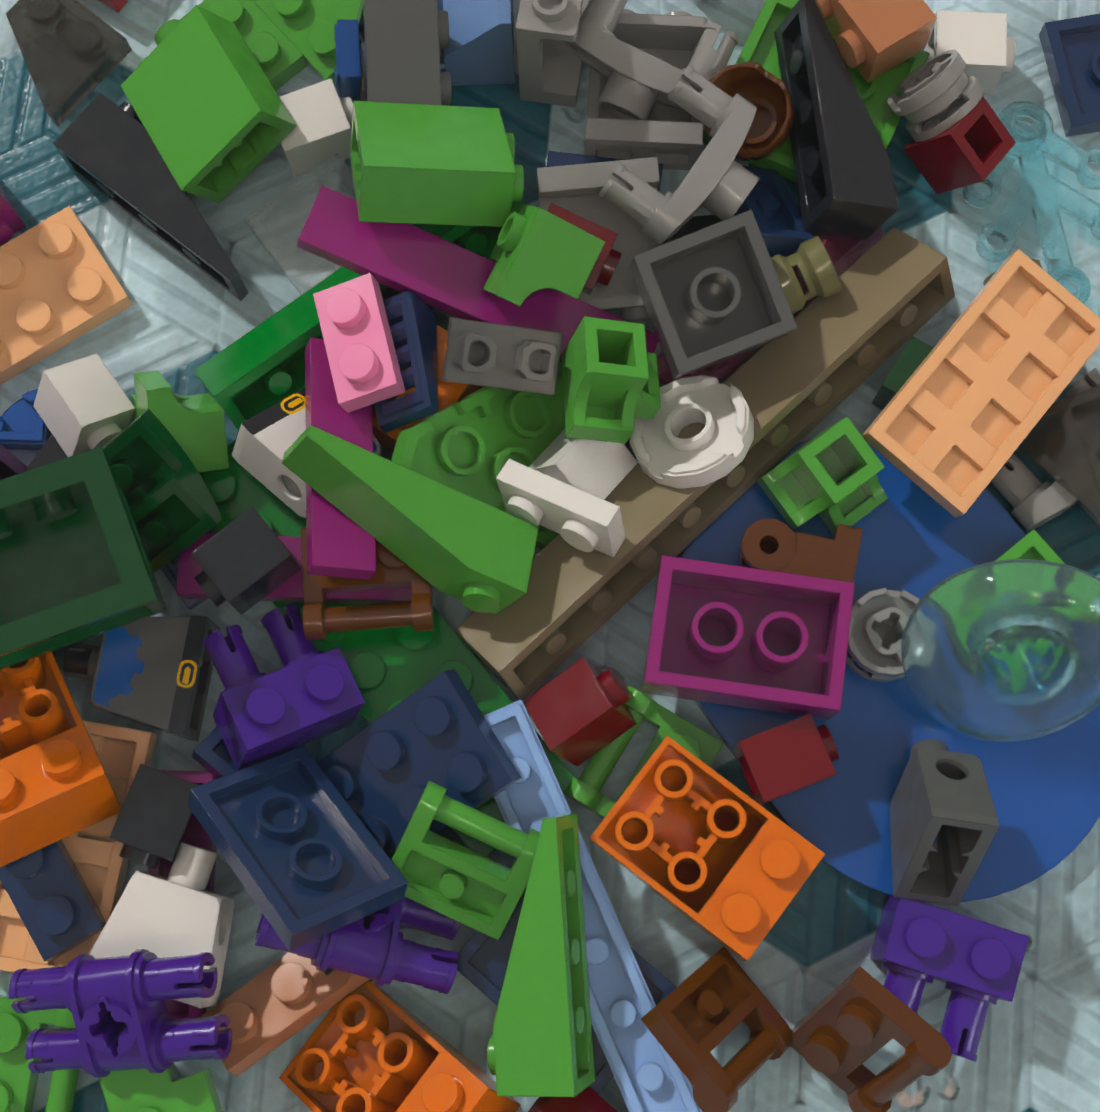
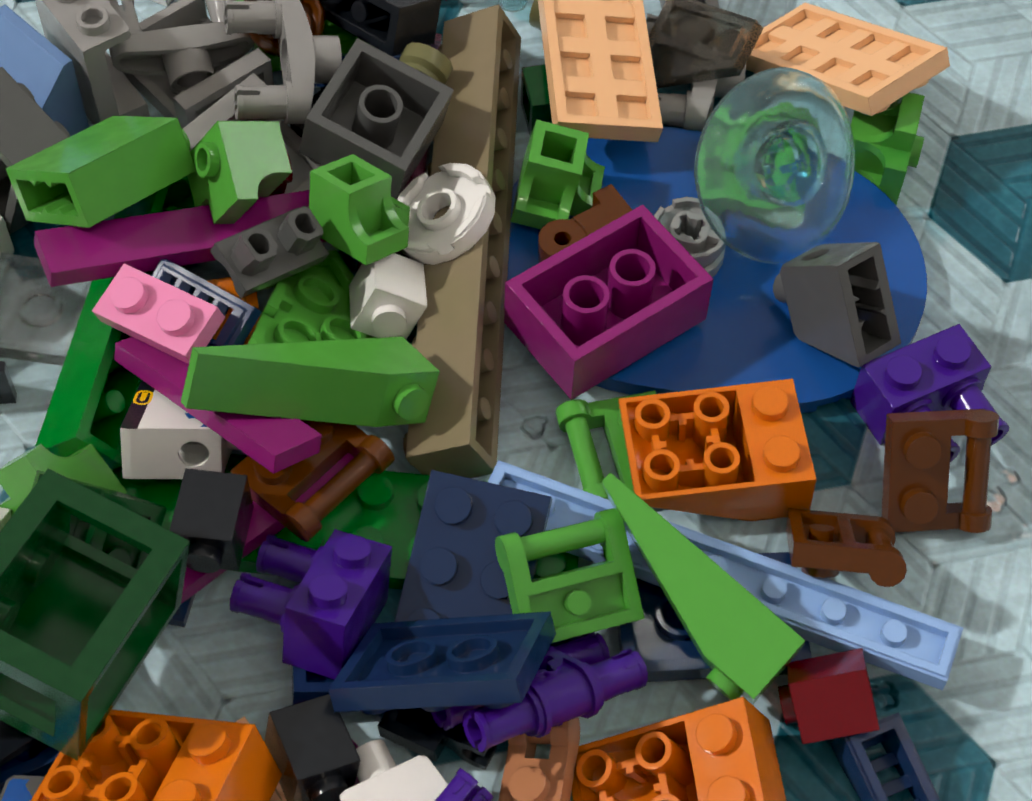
camera: 50 degrees left, 20 degrees down
(149, 672) = (205, 671): torso -> none
(576, 515) = (409, 308): white plate -> none
(581, 711) = (546, 435): dark red brick -> none
(786, 758) = (706, 351): dark red brick -> none

